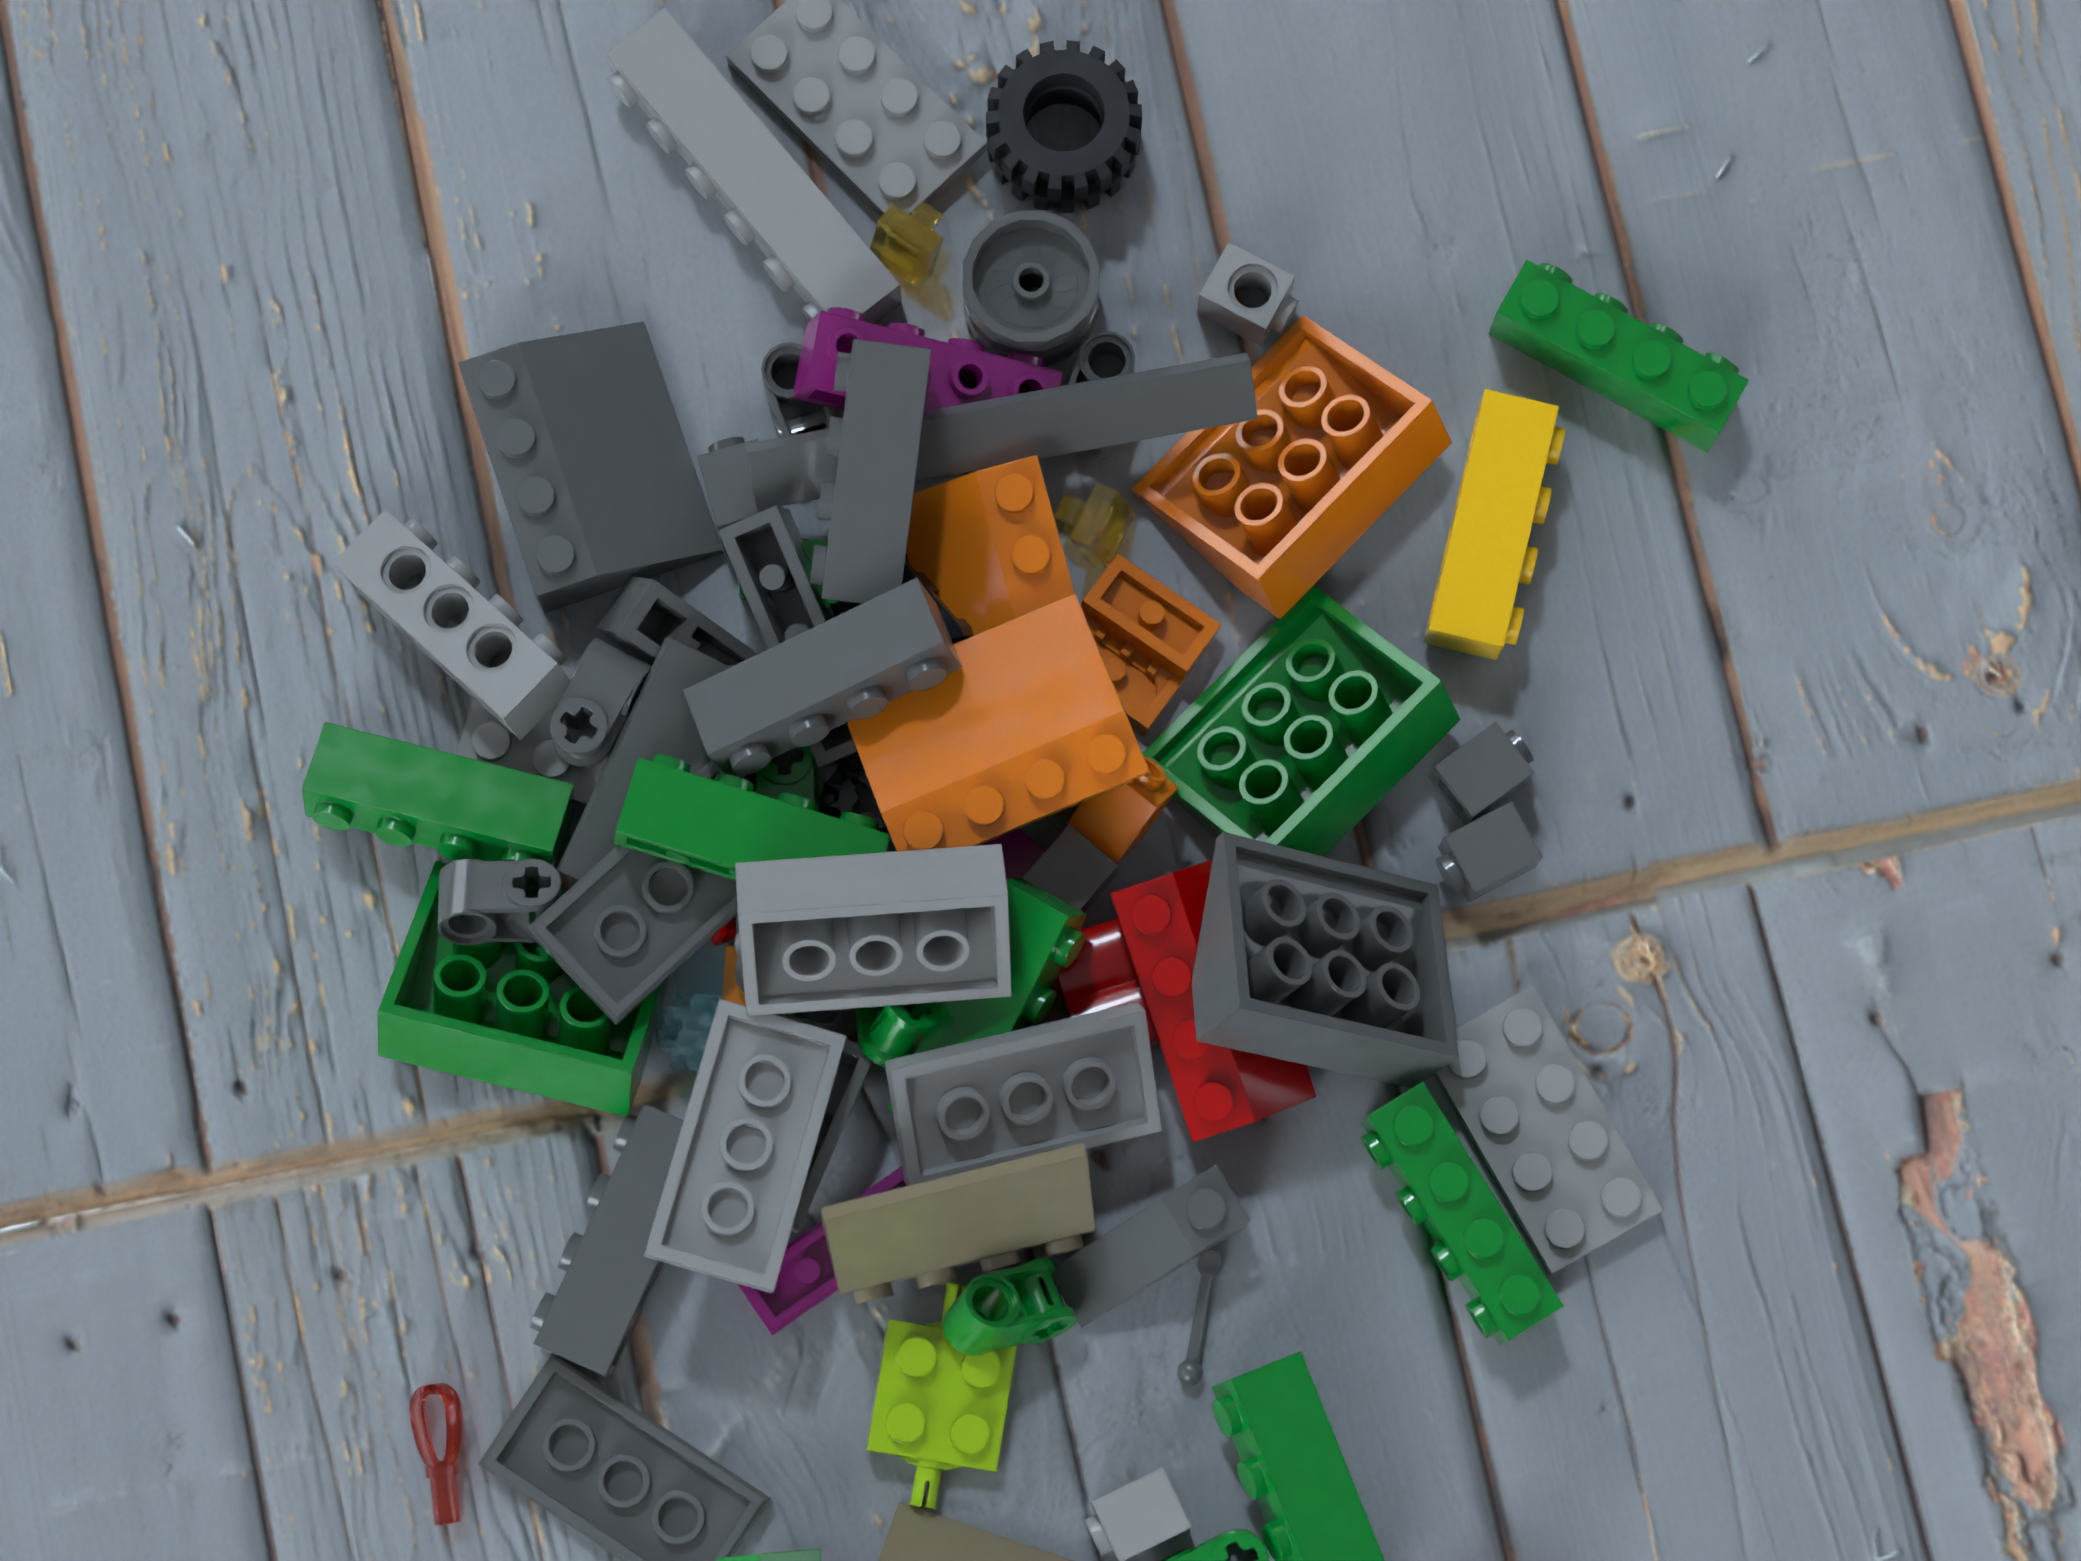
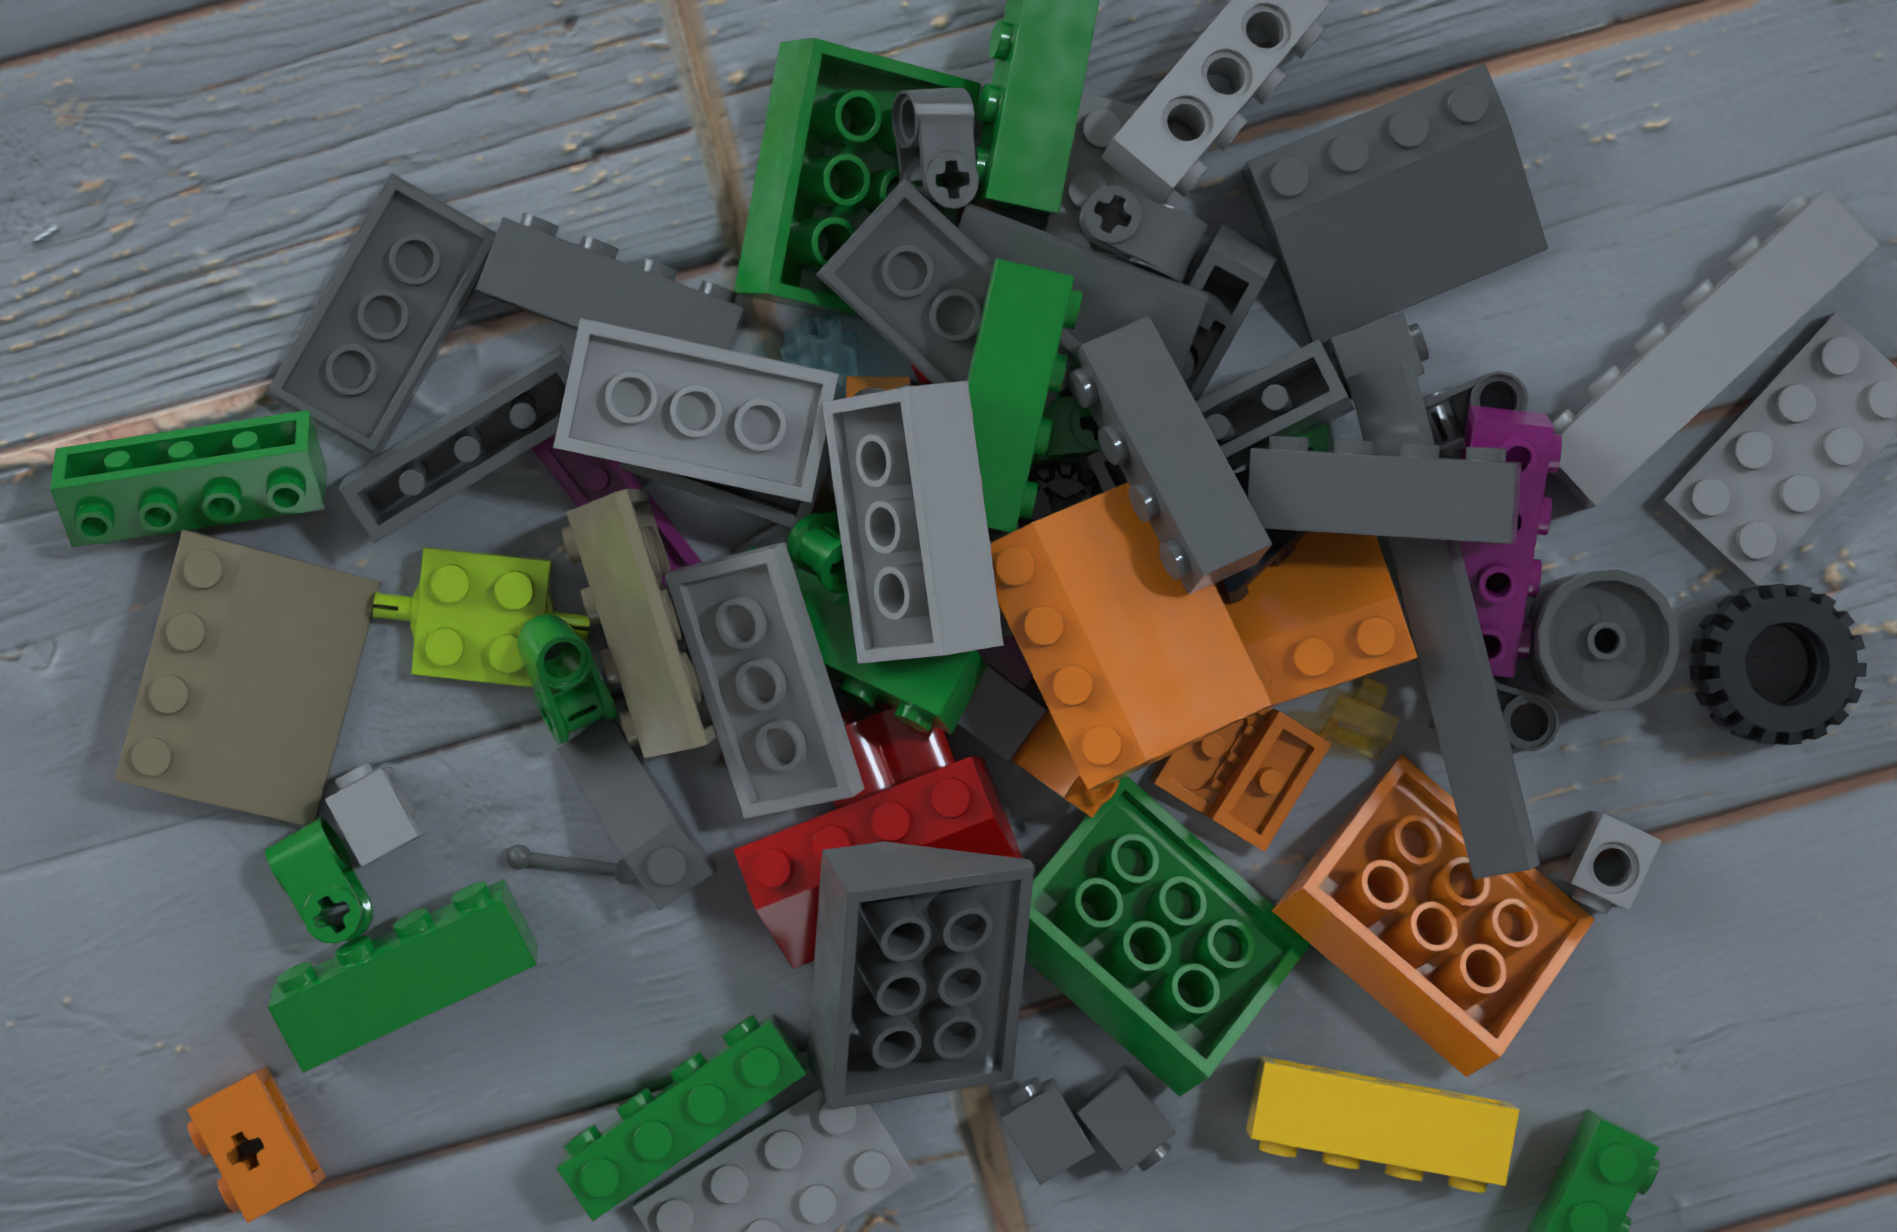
camera: 90 degrees right, 10 degrees up
(440, 1472) = (382, 138): clear red piece -> none
(763, 1398) = (459, 447): none -> dark grey brick
(908, 242) = (1645, 513): clear yellow tile -> none

